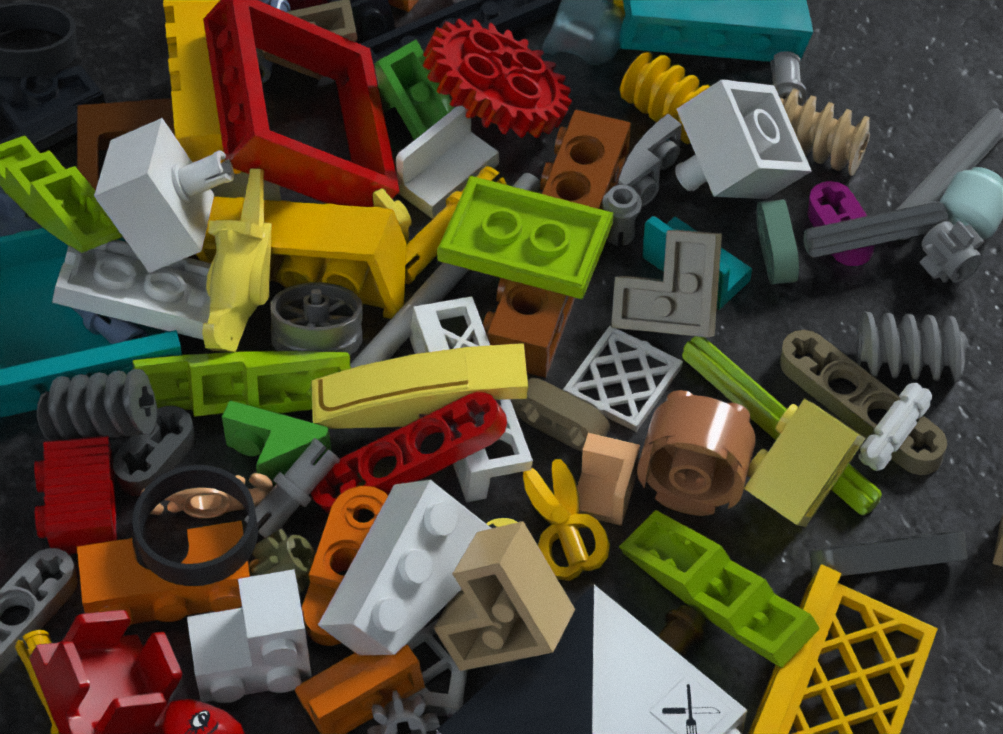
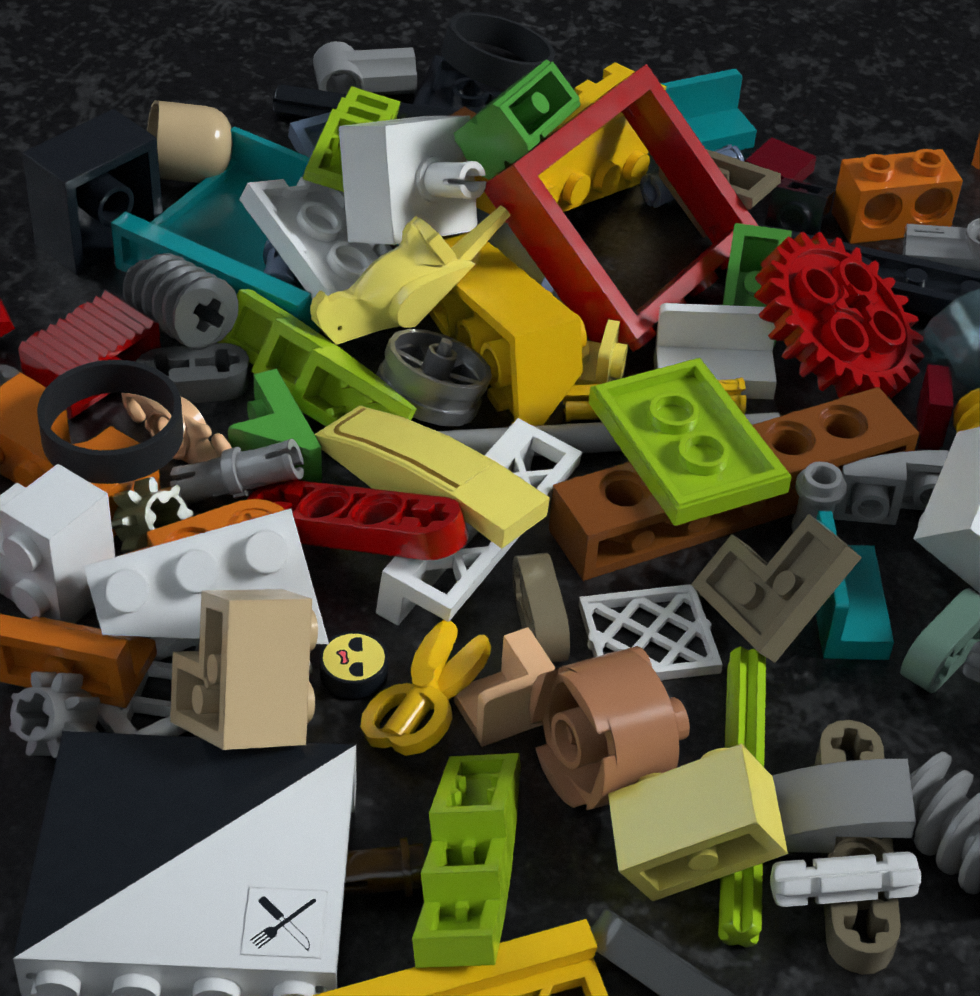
camera: 45 degrees right, 10 degrees down
(201, 97) = (517, 119): none -> bright green brick
(602, 93) = (934, 407): none -> dark red tile
(858, 381) = (845, 801): none -> light grey slope

